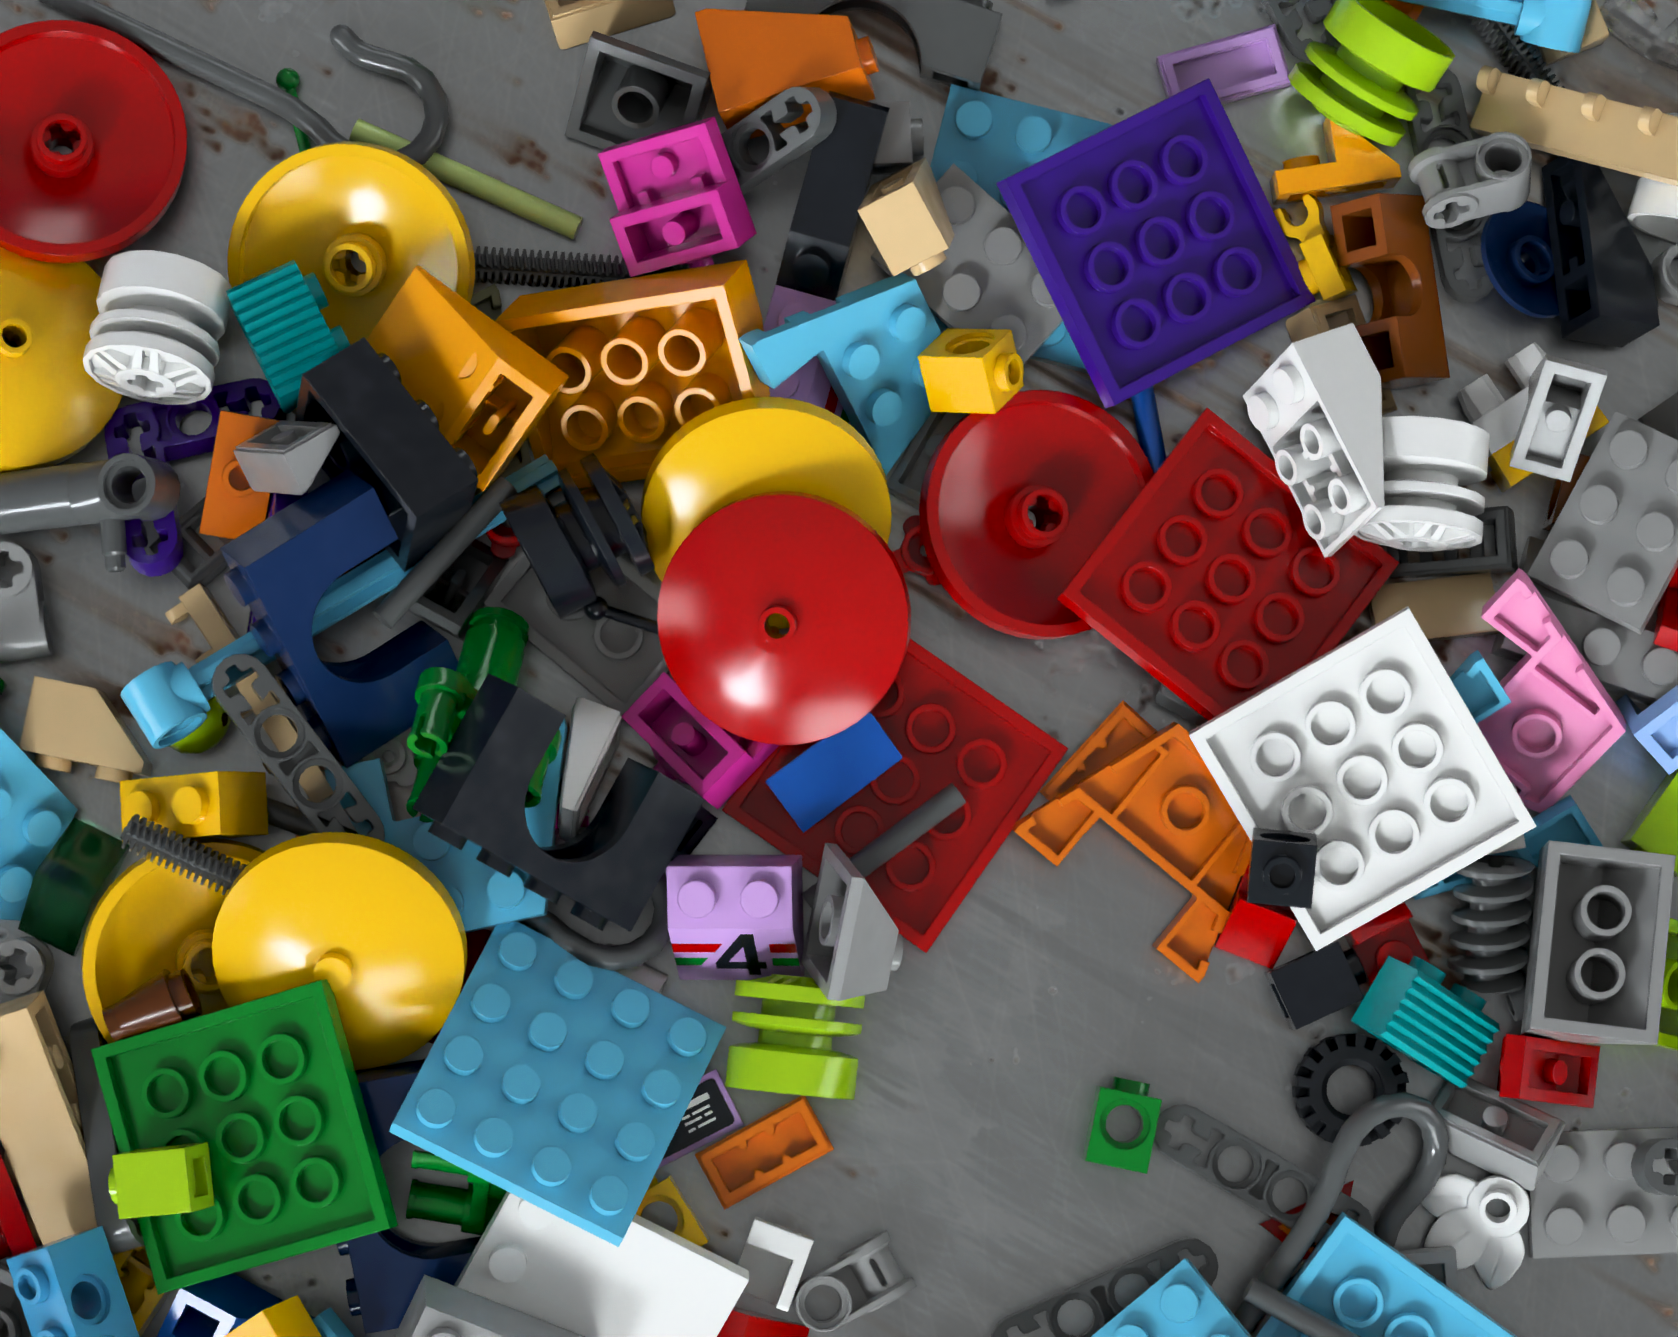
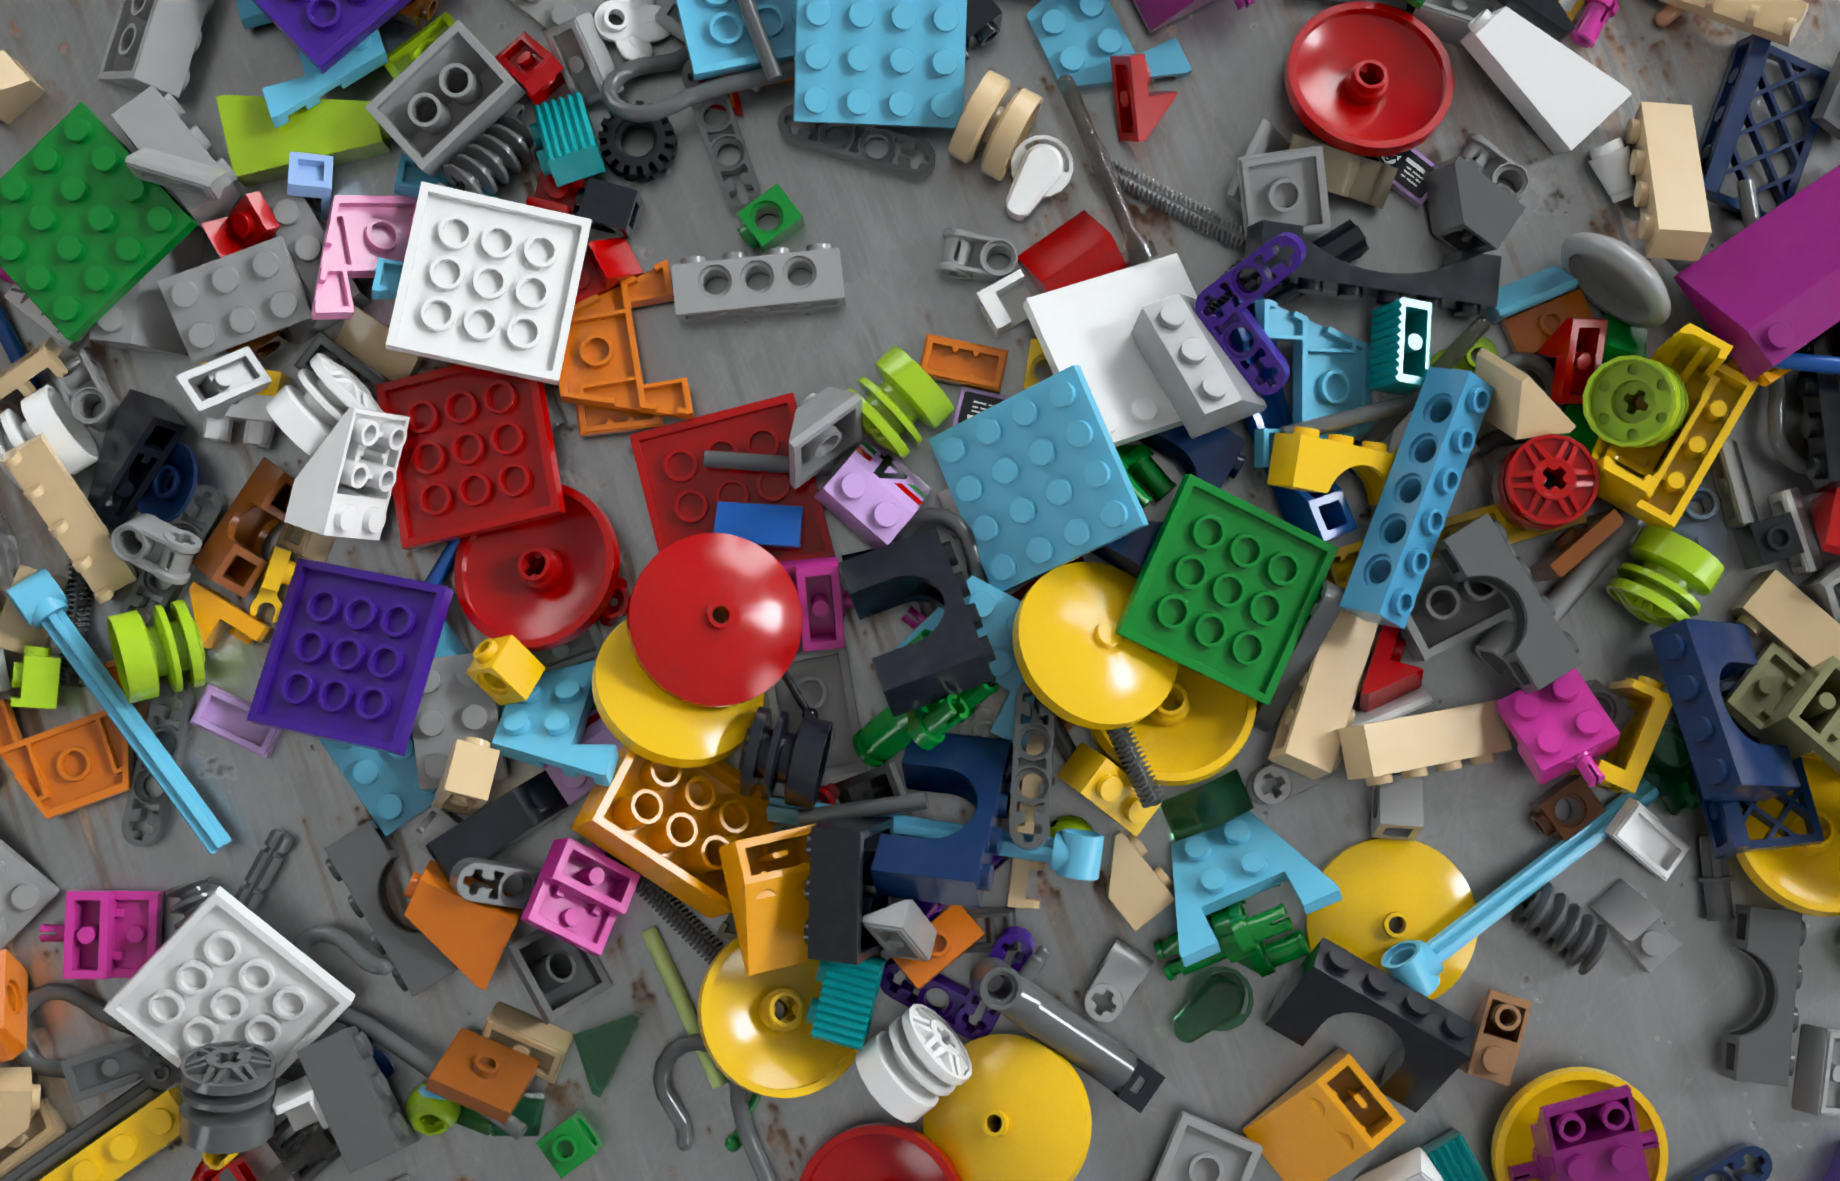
camera: 135 degrees left, 0 degrees up
(154, 1005) = (1215, 699): reddish brown cone -> none
(161, 1180) = (1288, 601): lime brick -> none
(516, 63) = (603, 1048): none -> clear green slope
(590, 750) = (884, 639): white slope -> none
(1124, 961) = (780, 295): none -> light grey brick
(1282, 868) = (570, 269): black brick -> none

